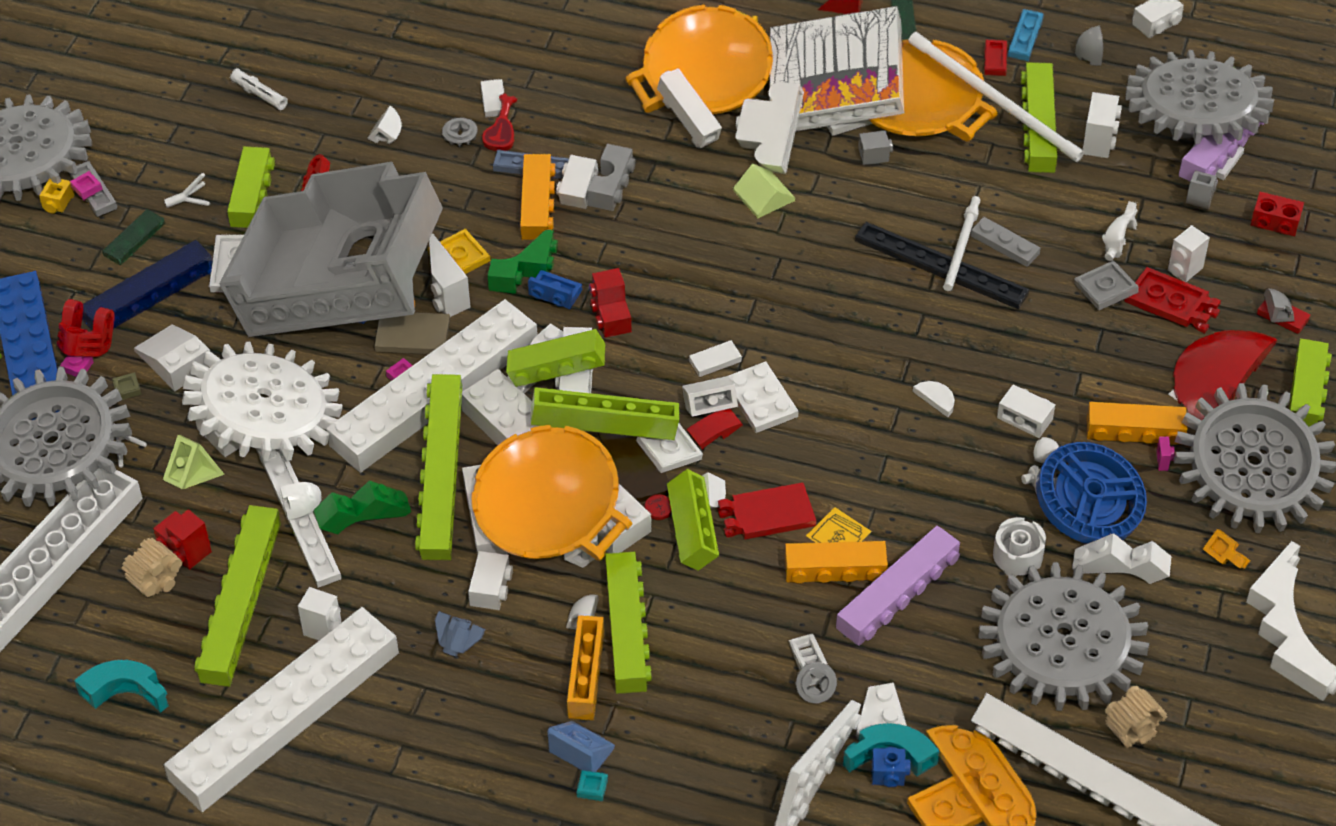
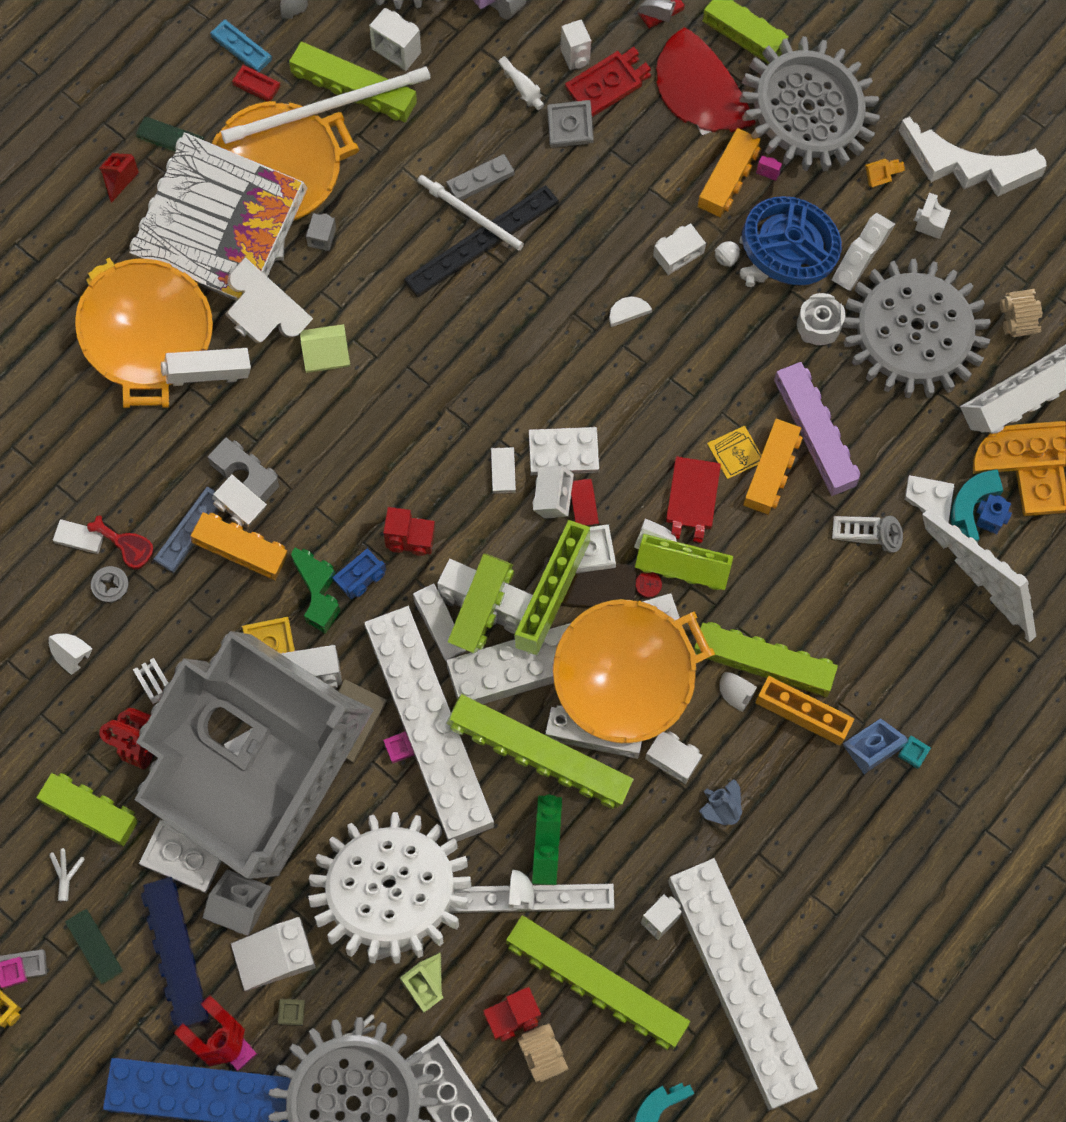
camera: 70 degrees left, 20 degrees up
(208, 311) = (236, 902): none -> light grey slope
(1200, 606) = (932, 217): none -> white brick

